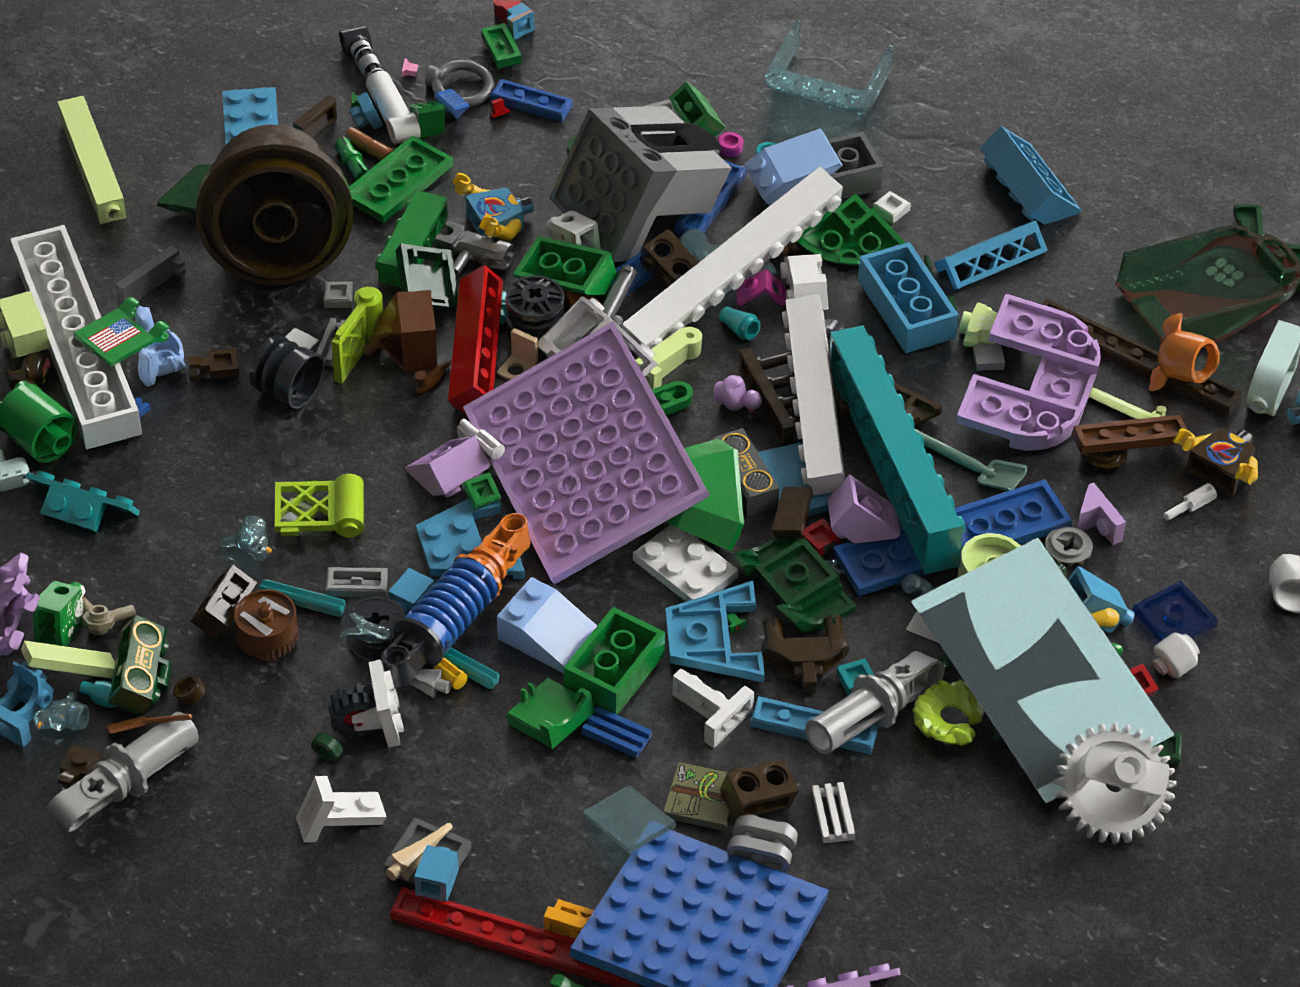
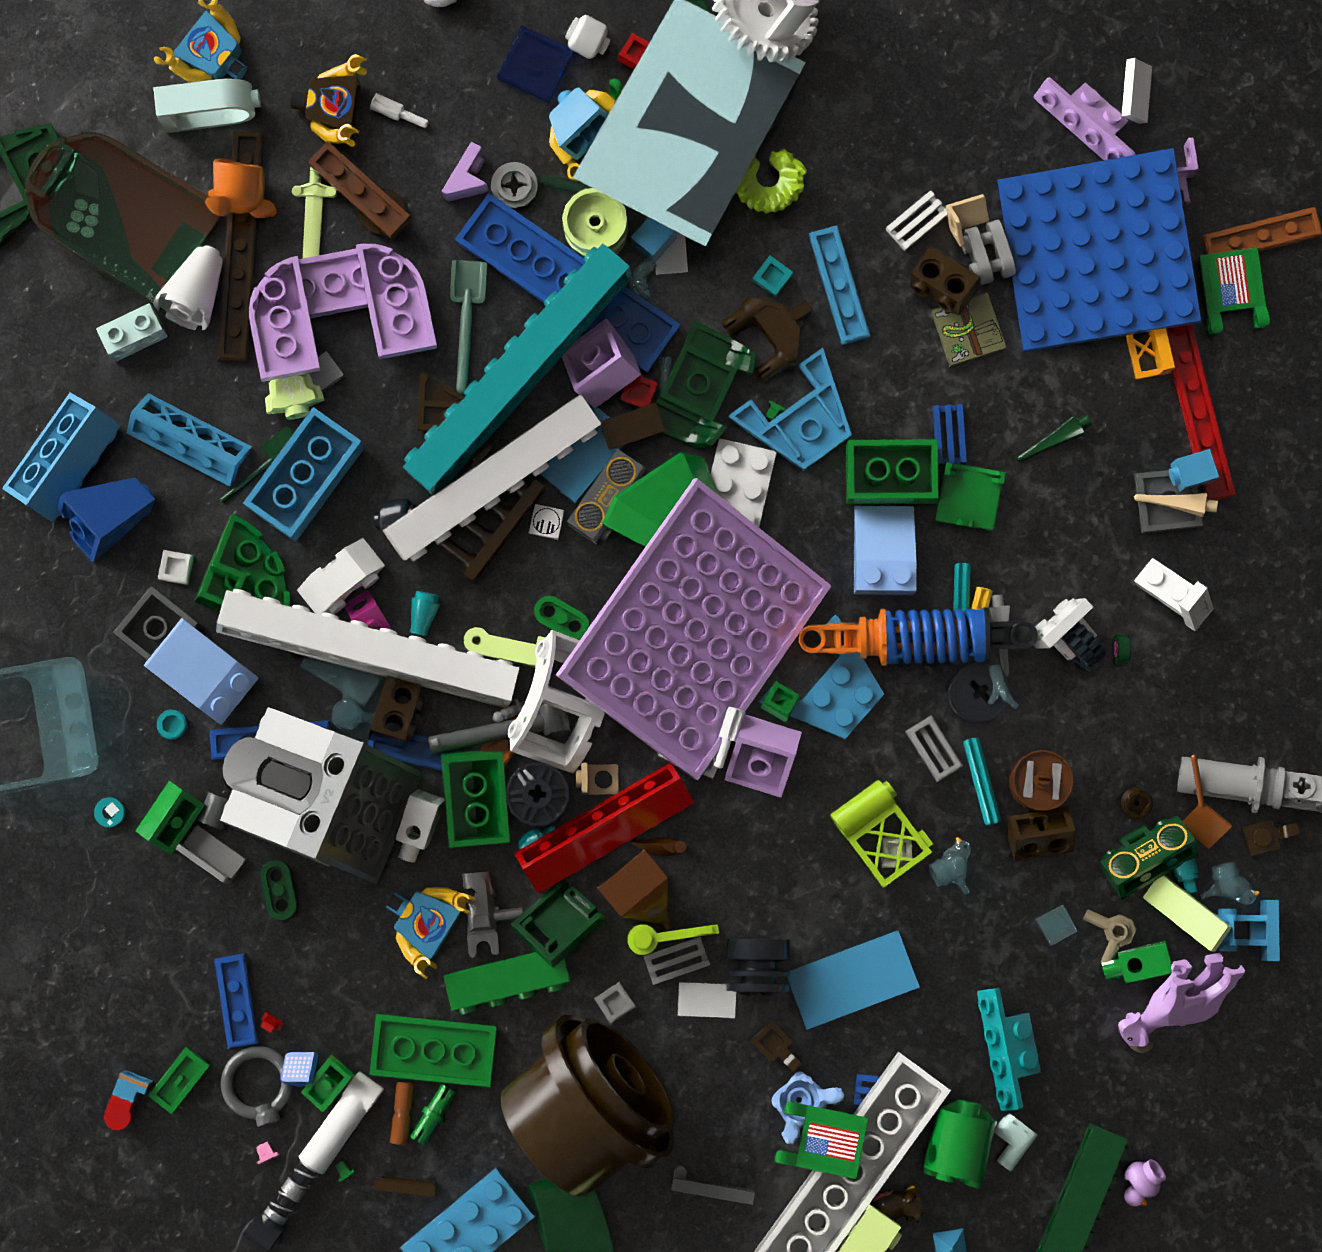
camera: 120 degrees left, 35 degrees up
(142, 582) = (1056, 925): none -> clear light blue plate
(222, 438) = (852, 980): none -> dark azure tile
(366, 112) = (362, 1143): dark azure tile -> none
(410, 589) = (926, 687): dark azure brick -> none
(550, 815) = (1068, 431): none -> dark green piece
(629, 819) = (1033, 367): clear light blue piece -> none
(722, 713) = (876, 370): white bracket -> none
(729, 95) = (109, 812): none -> teal tile
(730, 144) = (181, 769): dark pink tile -> none
(734, 396) = (520, 561): lavender animal -> none
(757, 430) = (546, 522): none -> white tile
(813, 838) = (965, 215): none -> tan bracket
(874, 701) = (801, 240): light grey piece -> none
(961, 175) = (104, 513): none -> blue slope
(1104, 255) = (132, 332): none -> light aqua brick
(1115, 301) = (192, 289): none -> white cone

